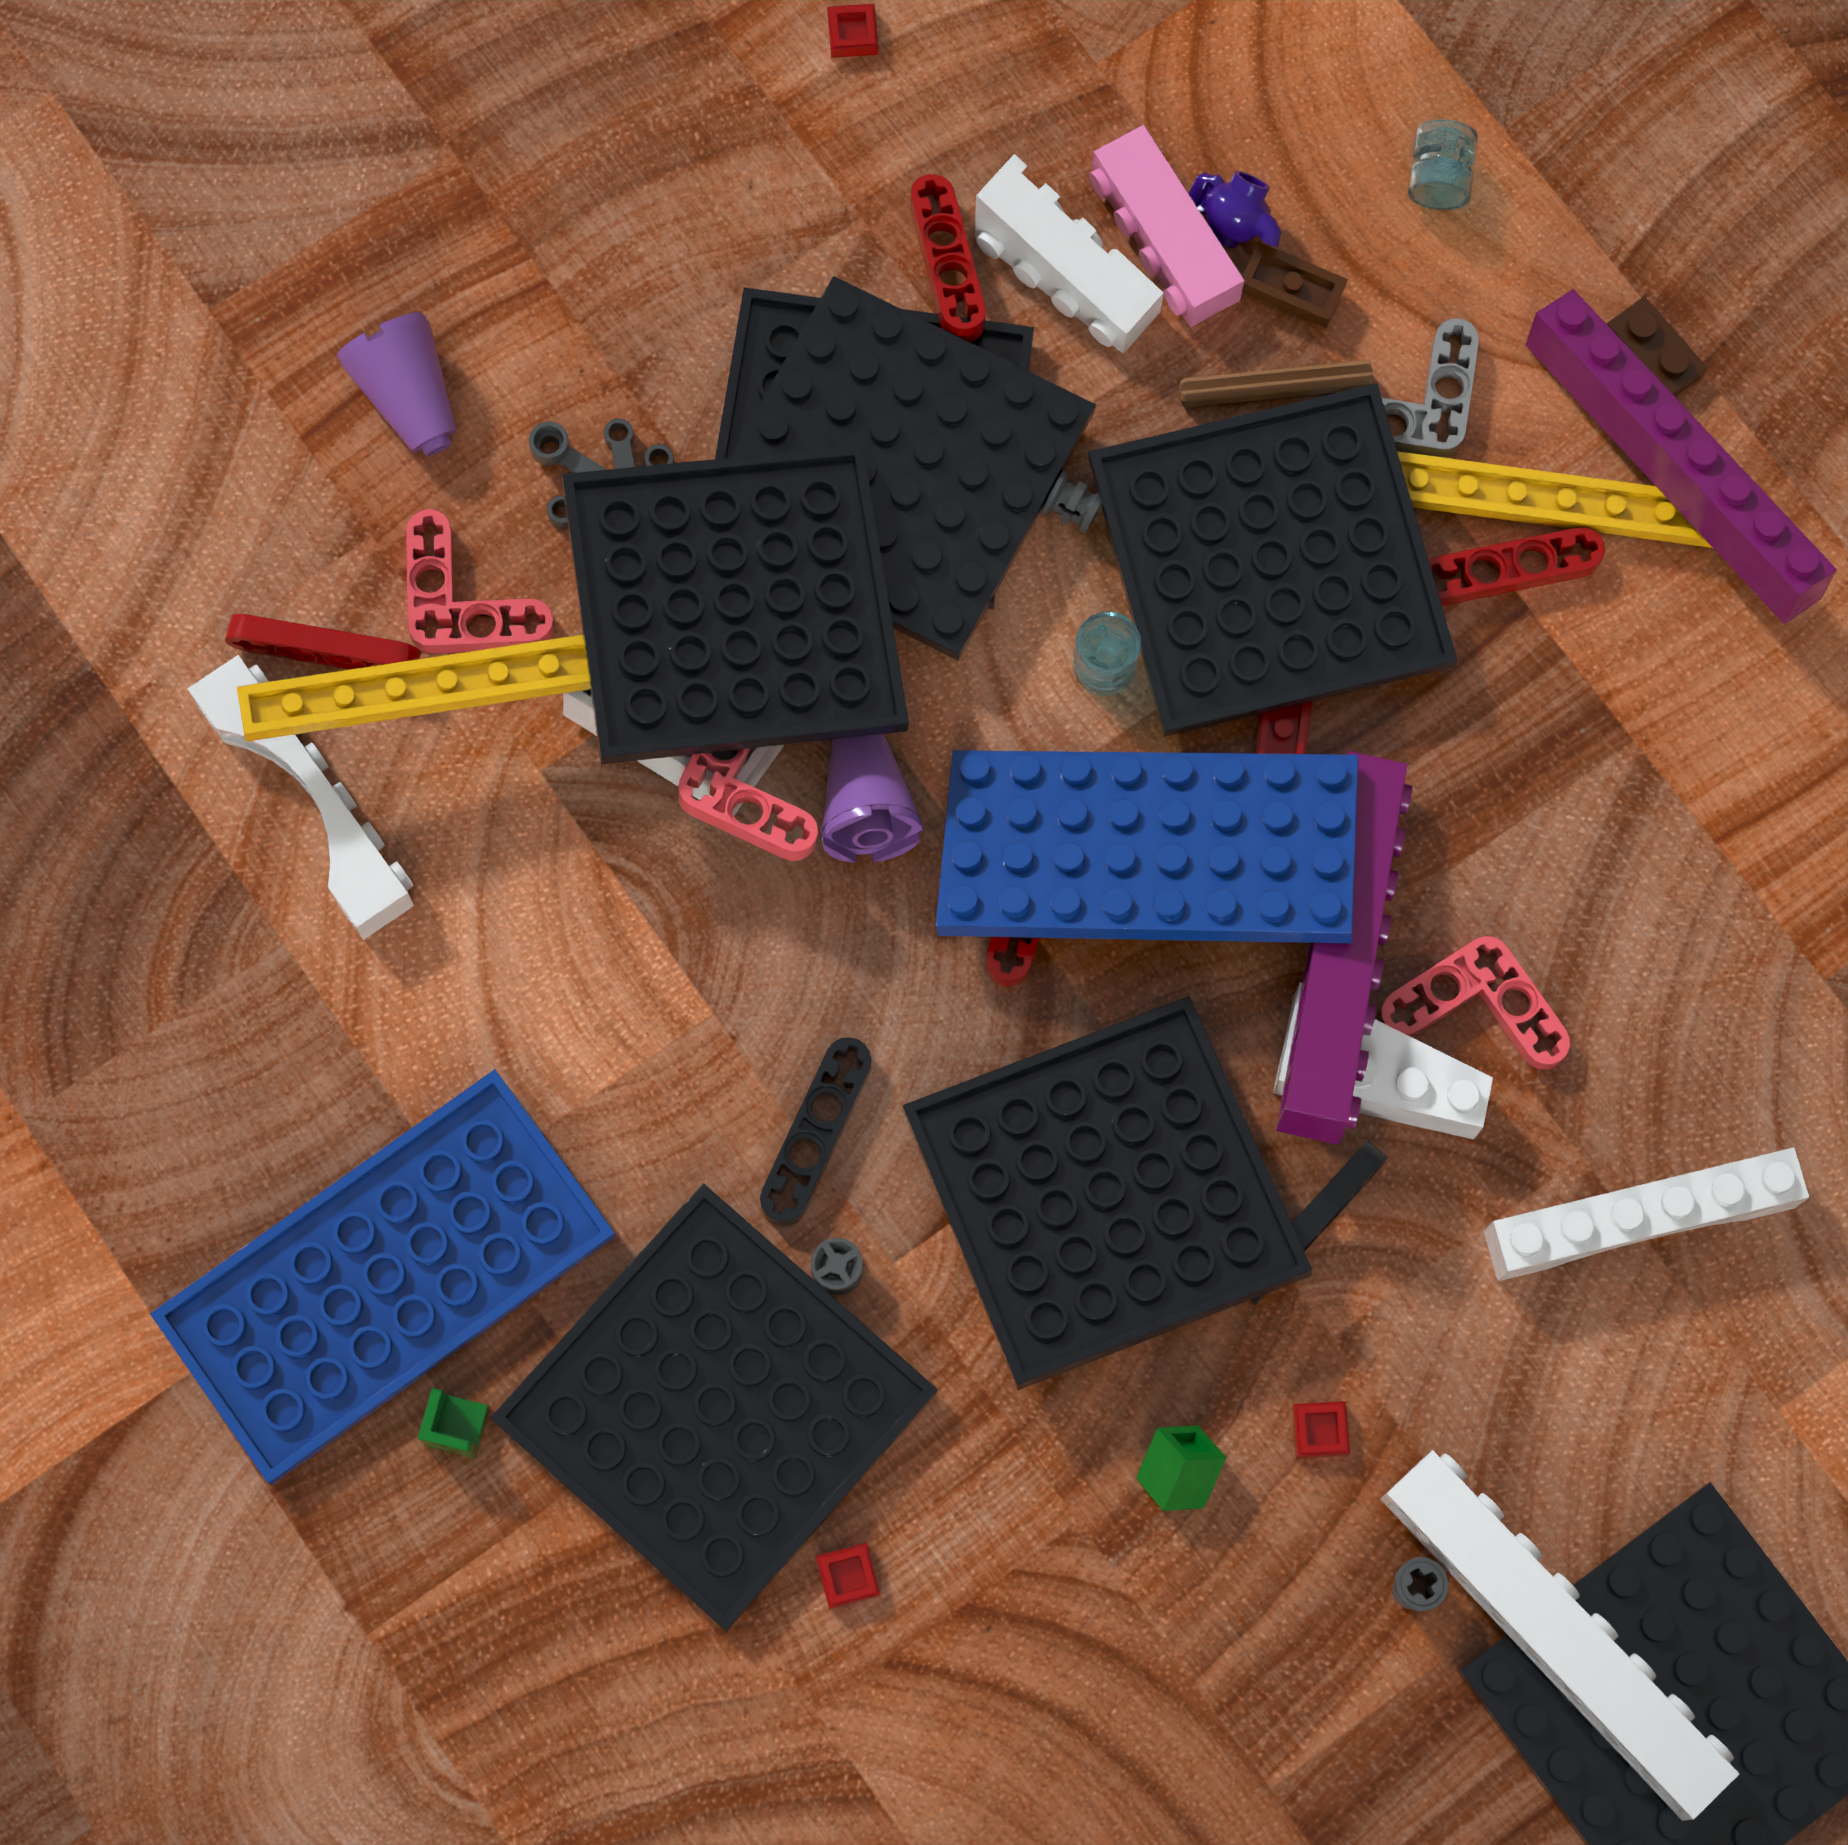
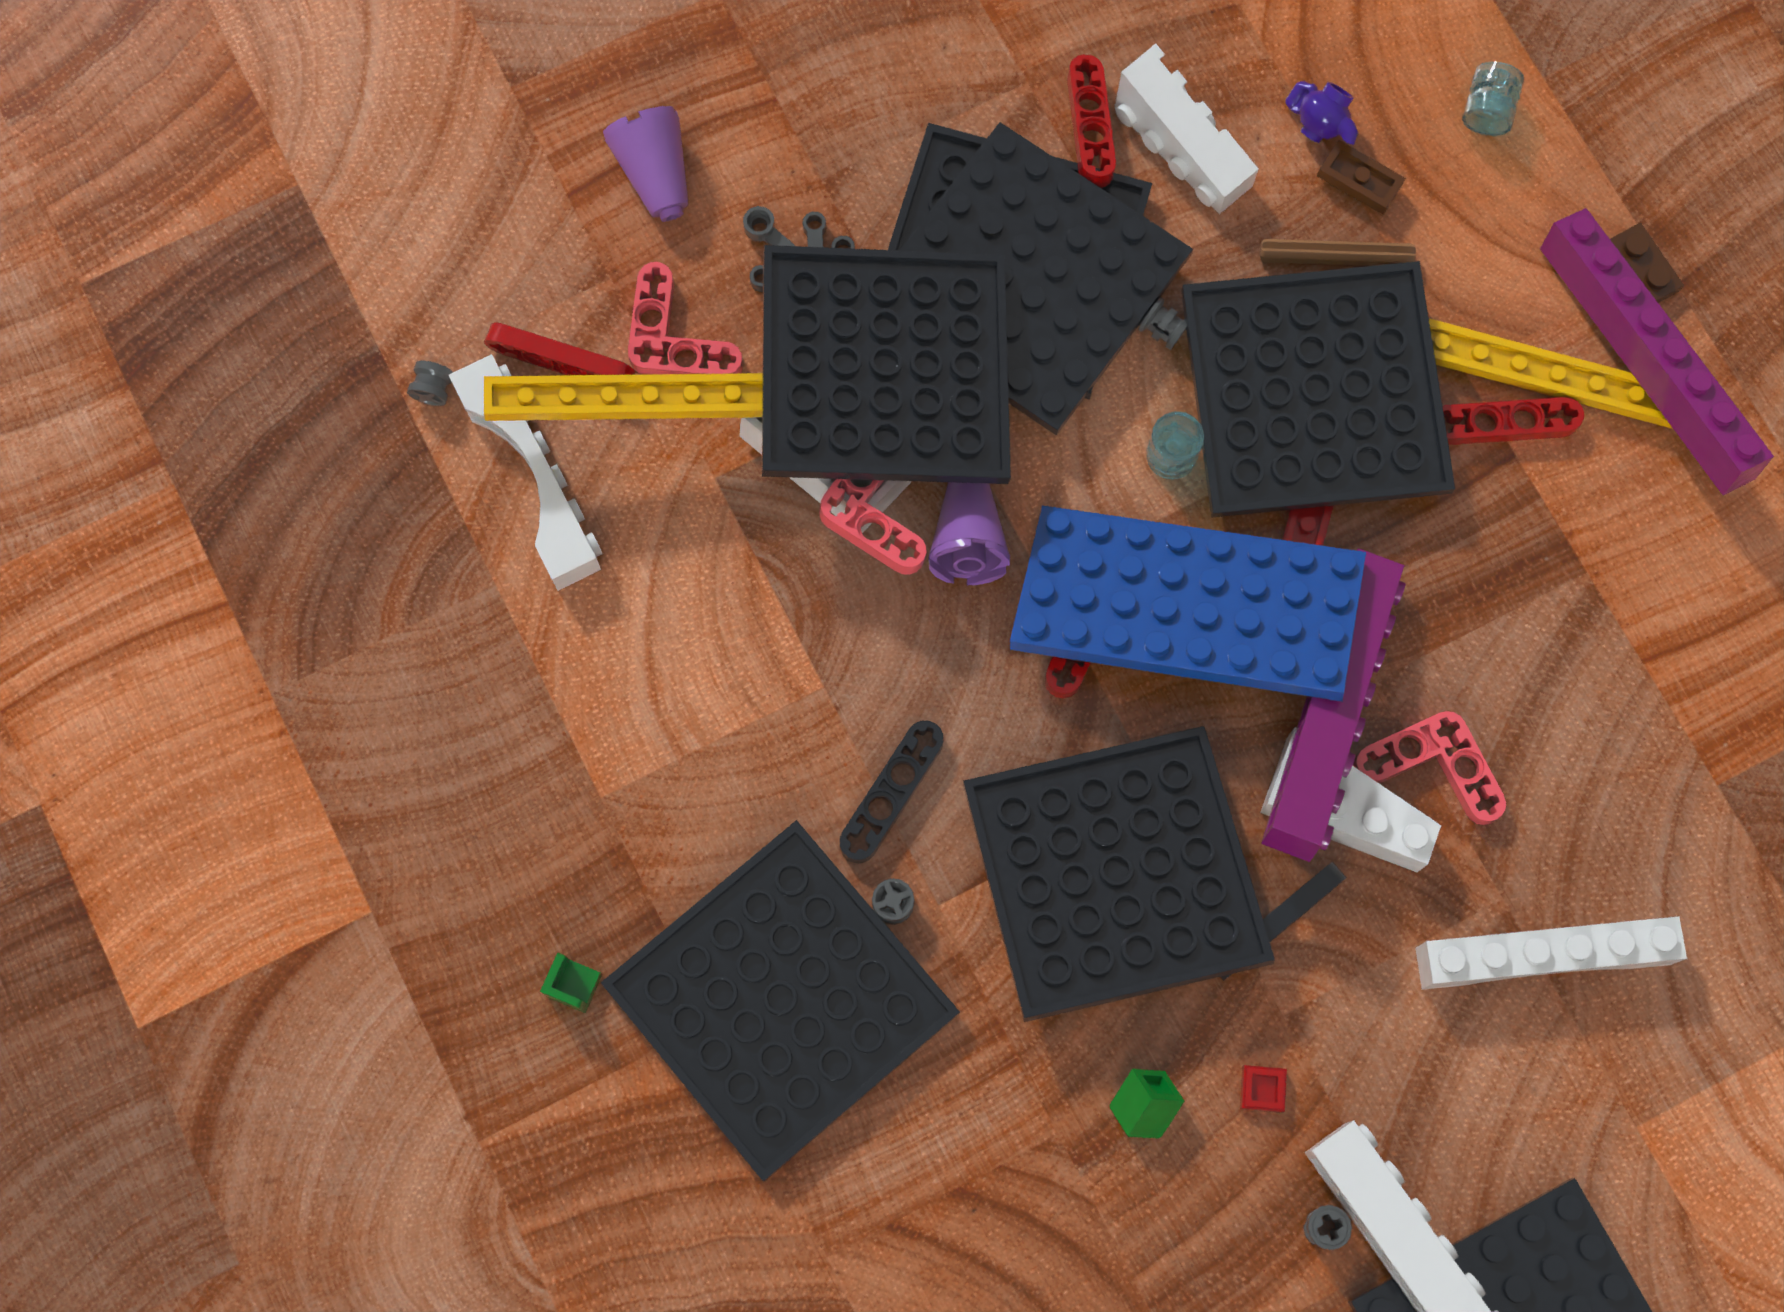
camera: 10 degrees right, 0 degrees up
(164, 701) = (430, 383): none -> dark grey wheel
(382, 1276) = (532, 858): blue plate -> none
(848, 1576) = (867, 1151): red tile -> none
(1165, 226) = (1266, 119): bright pink brick -> none
(1422, 419) = (1450, 295): light grey beam -> none

